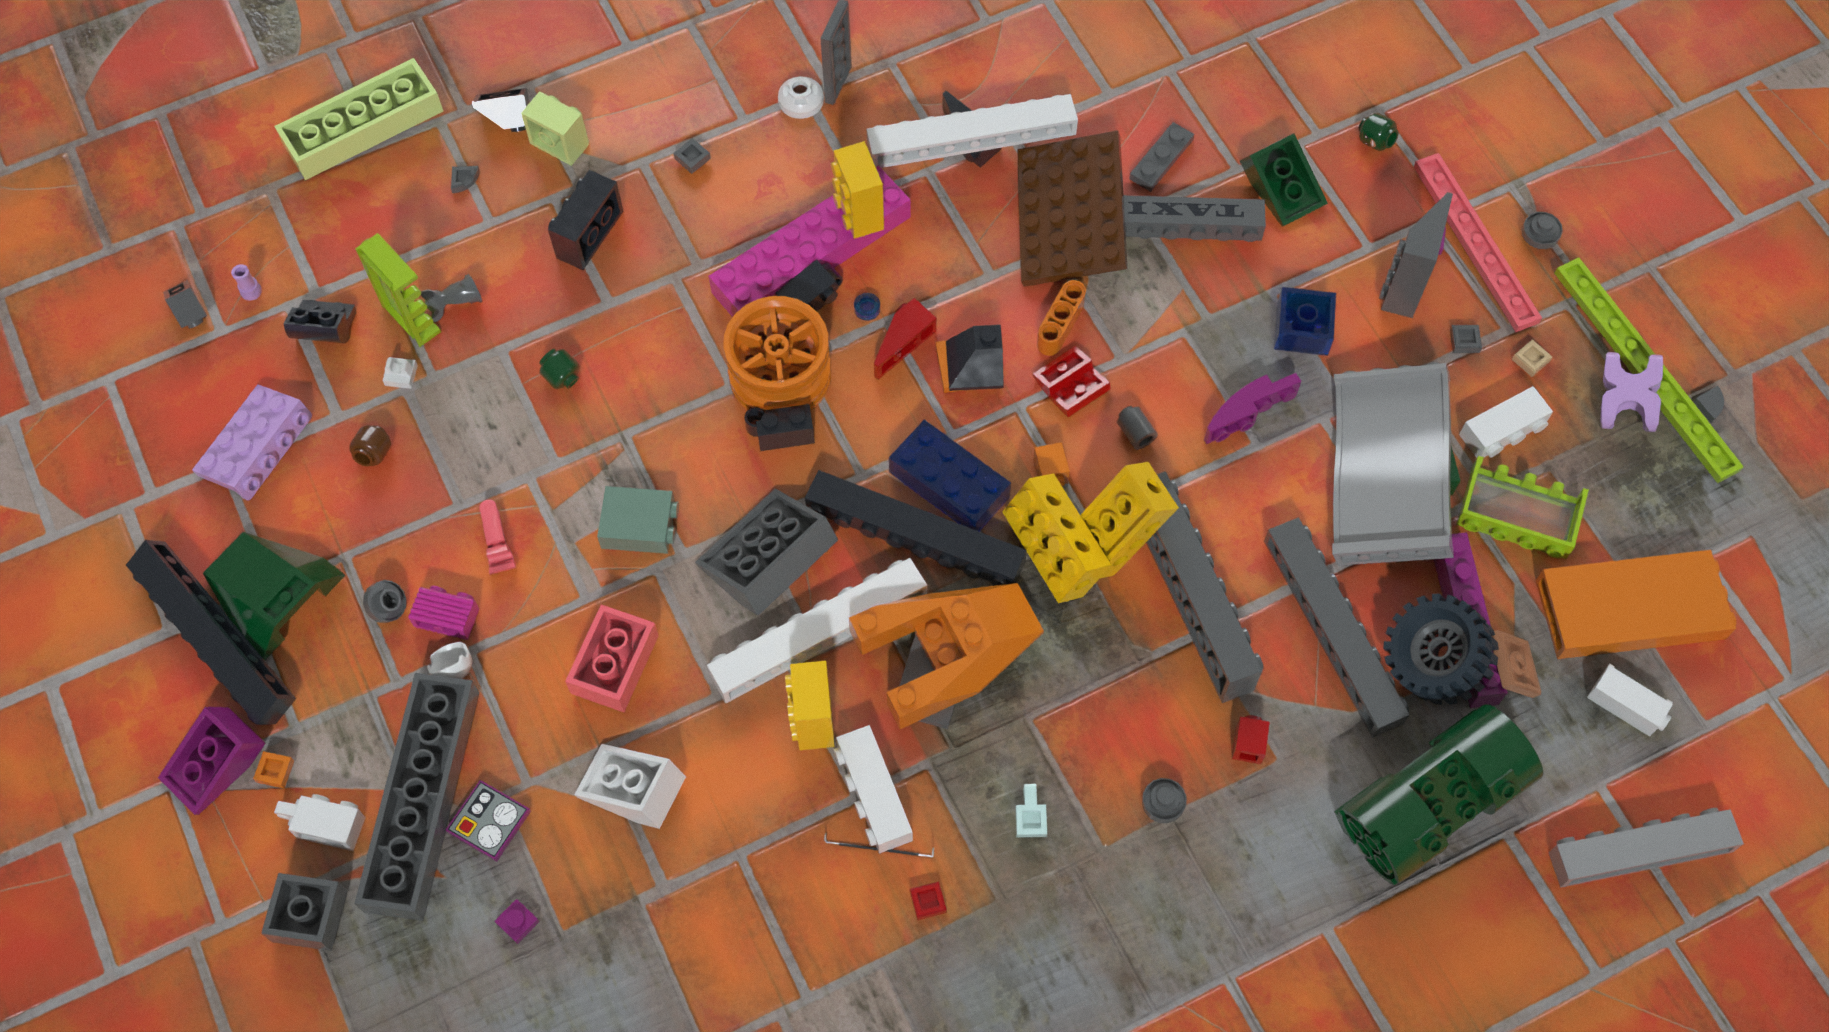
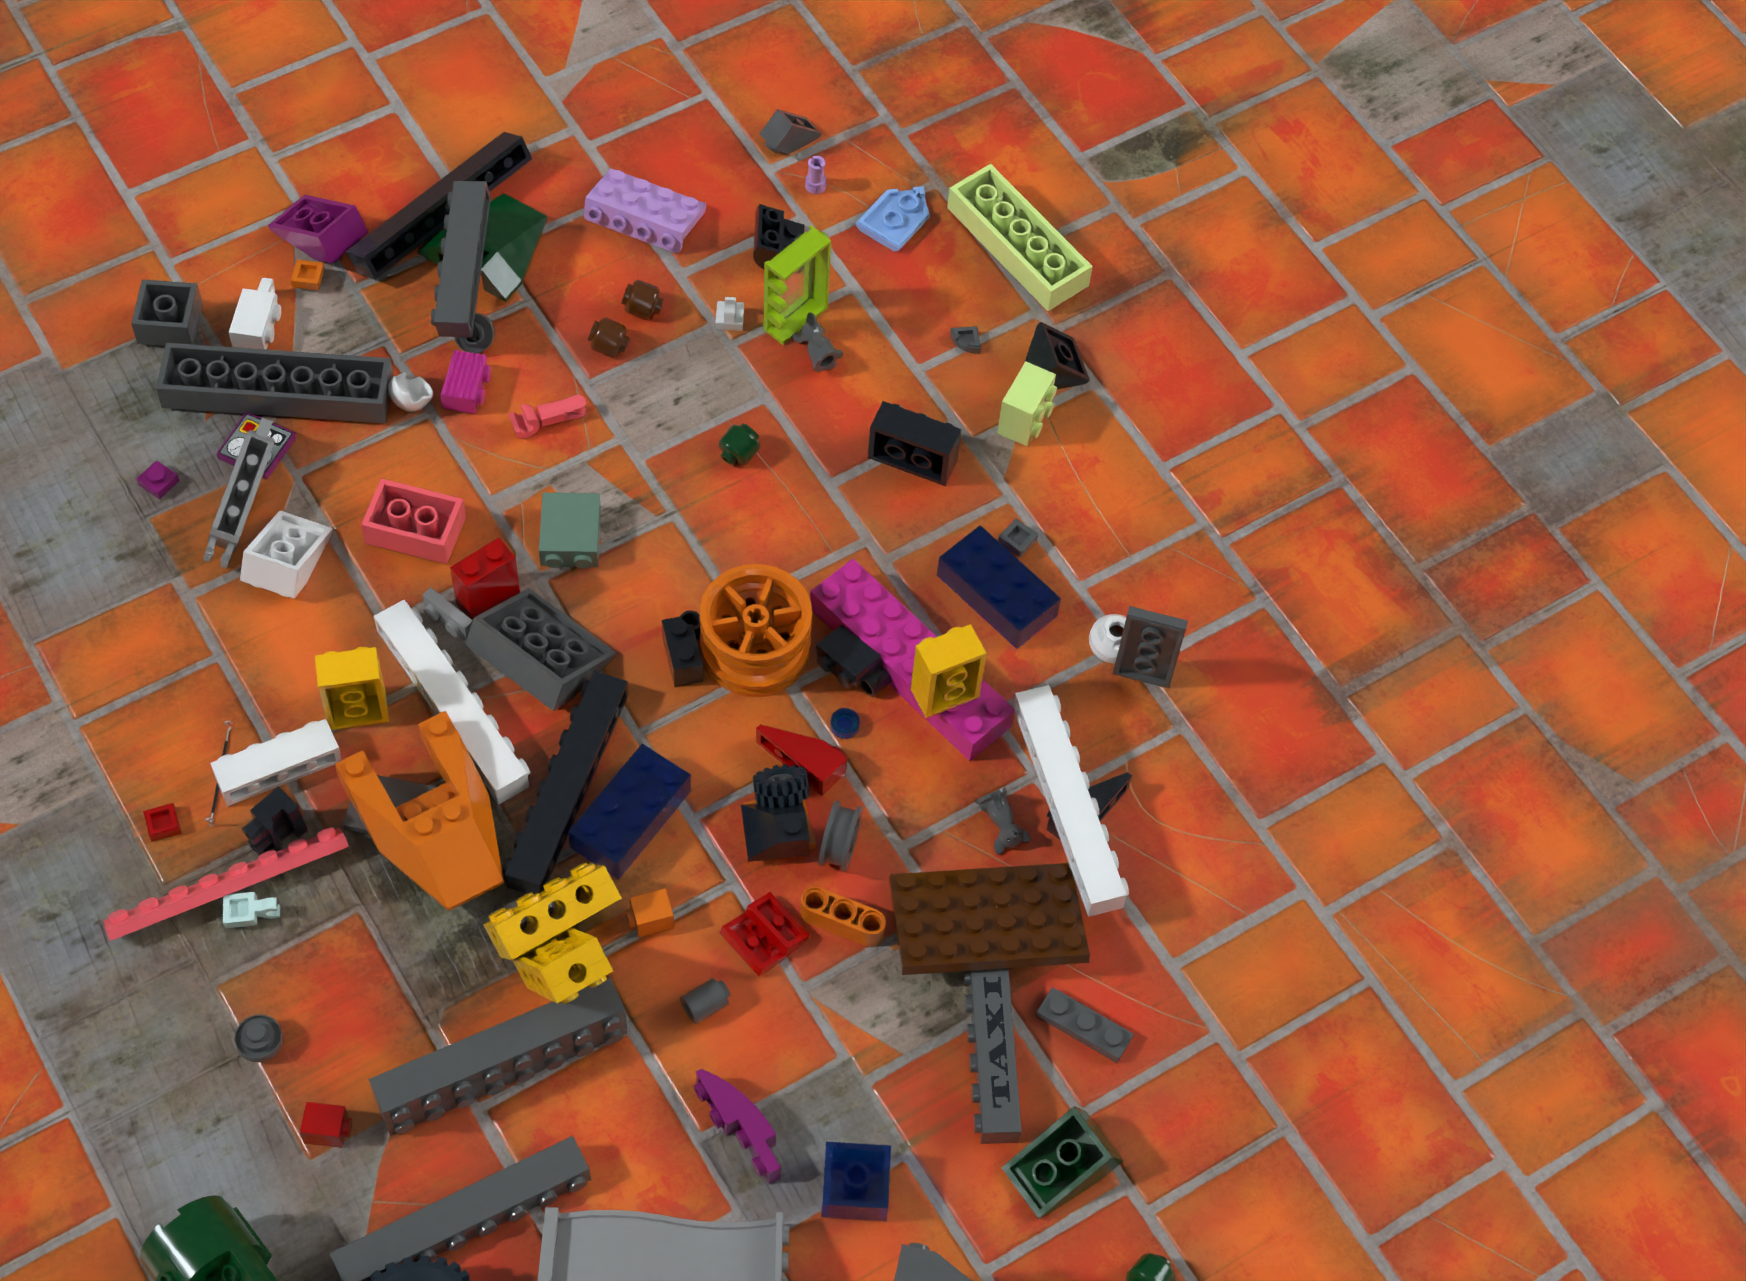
camera: 80 degrees right, 5 degrees down
(304, 595) = (462, 259): none -> dark grey brick
(308, 223) = (895, 217): none -> light blue tile
(411, 478) = (608, 337): none -> reddish brown head
(557, 824) = (240, 492): none -> light grey hinge
(696, 587) = (485, 578): none -> red brick
(716, 636) = (439, 608): none -> light grey plate
(743, 173) = (998, 586): none -> clear blue brick
(946, 786) = (273, 821): none -> black hips
(947, 353) = (781, 786): none -> black bush
(963, 195) = (1000, 812): none -> dark grey animal
(991, 304) = (840, 836): none -> dark grey wheel
(1004, 836) = (216, 886): none -> coral plate

